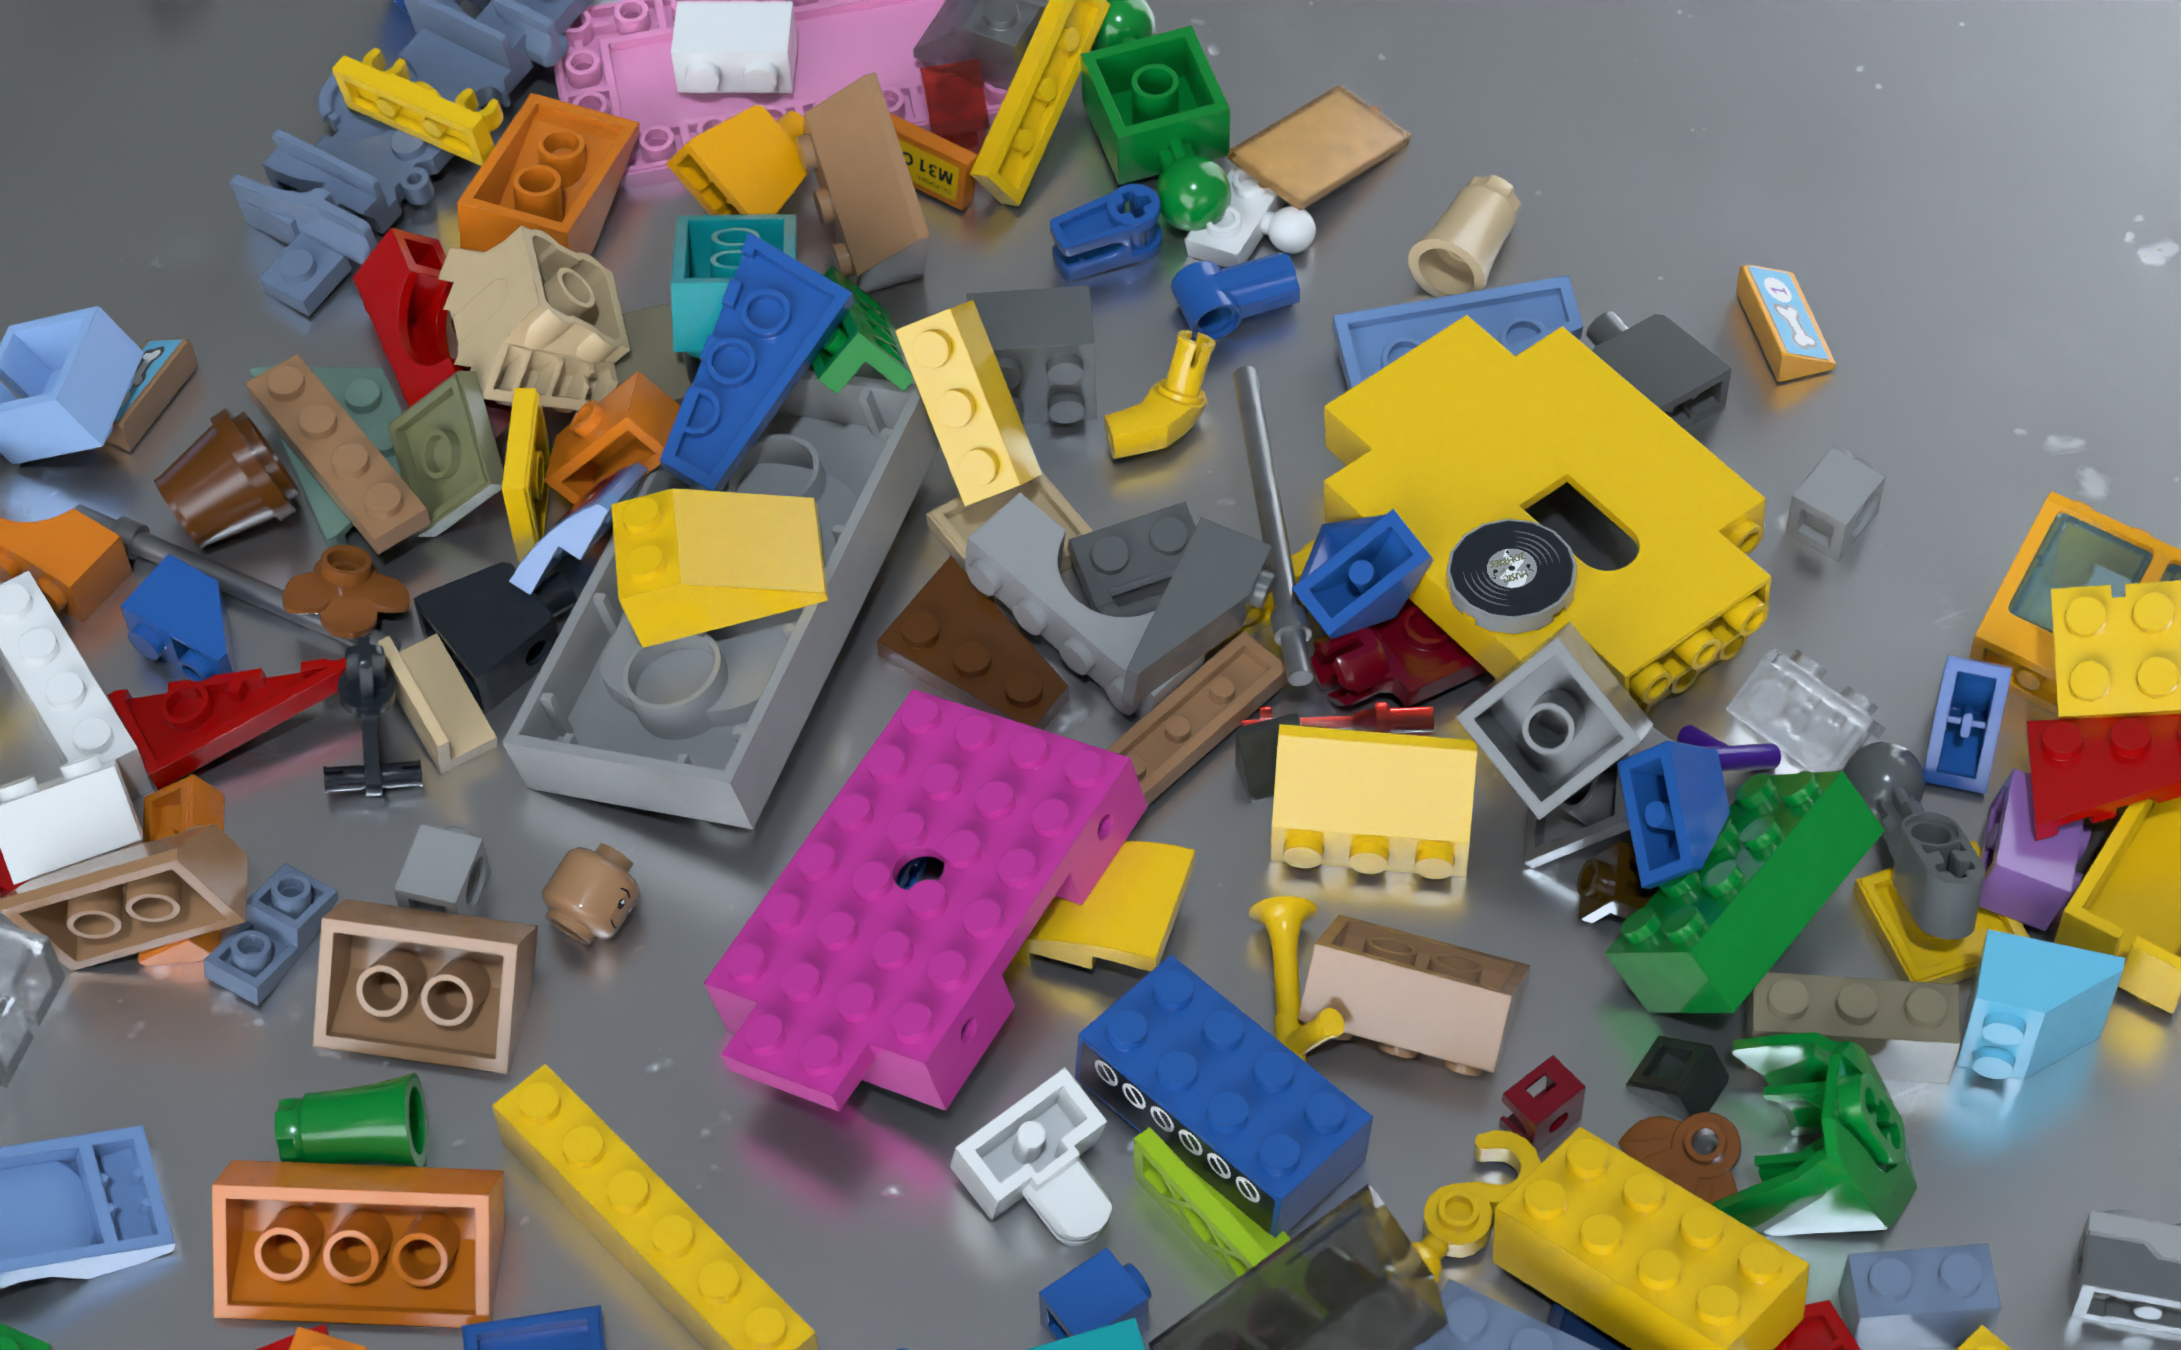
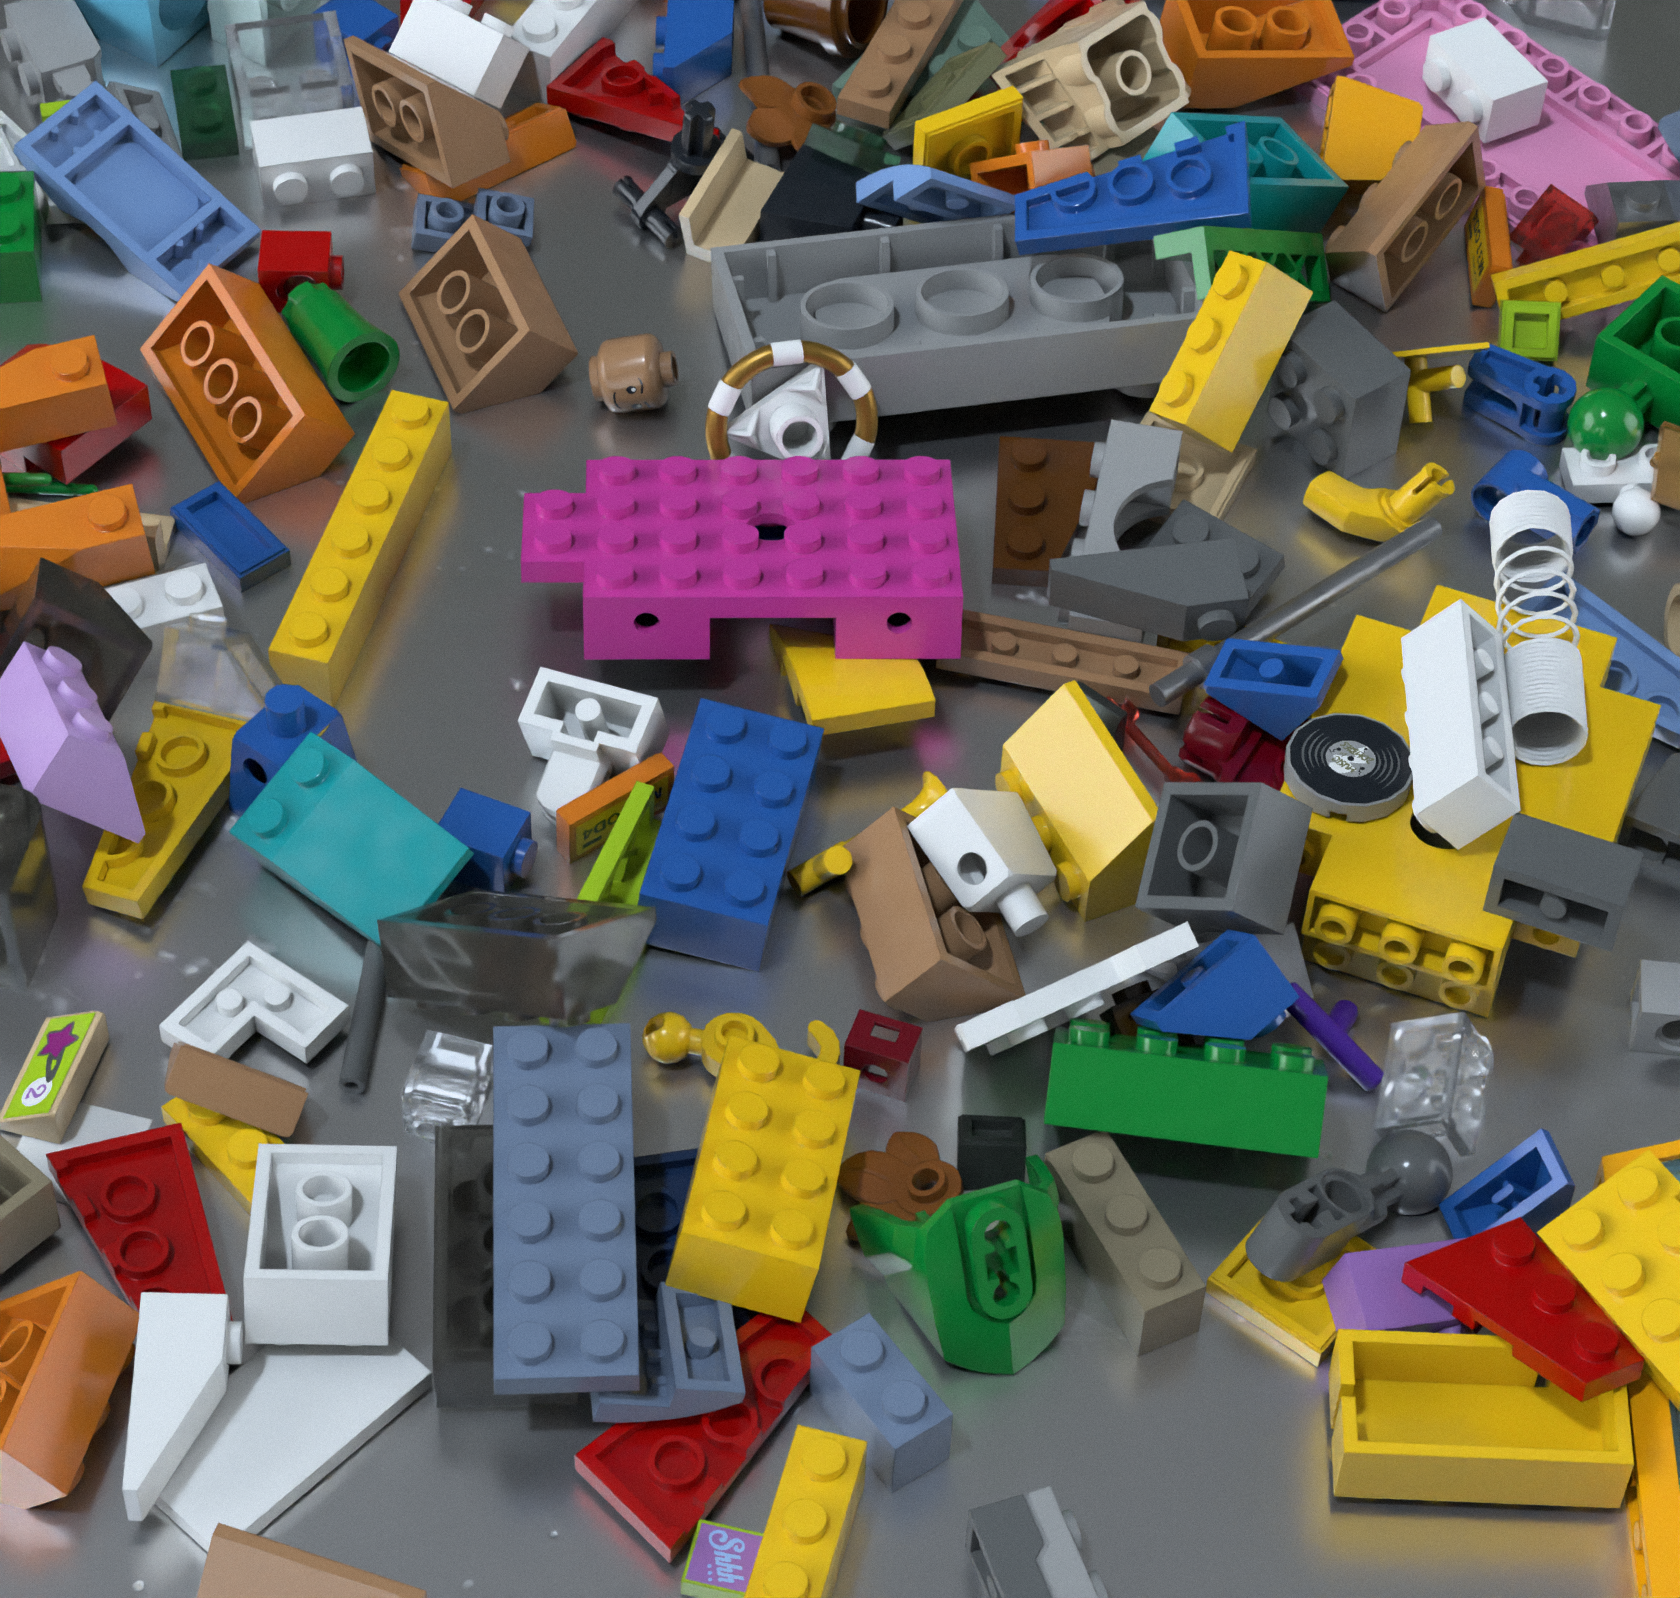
camera: 55 degrees right, 5 degrees down
(80, 1030) = (313, 157): none -> white brick
(230, 1115) = (294, 258): none -> red brick
(443, 871) = (586, 285): light grey brick -> none
(446, 562) = (852, 146): none -> clear green plate
(714, 560) = (944, 264): yellow slope -> none
(782, 785) = (795, 414): none -> white piece
(1038, 185) = (1530, 328): none -> lime tile
(1050, 260) = (1426, 380): none -> yellow shield
(1122, 1179) = (588, 820): none -> orange tile
(1391, 902) = (988, 854): none -> white torso
(1516, 390) = (1545, 671): none -> white piece
(1540, 469) = (1459, 725): none -> white brick
(1580, 938) = (1070, 996): none -> white wing
(1744, 491) = (1563, 881): none -> dark grey brick
(2034, 1004) = (1230, 1356): medium azure slope -> none

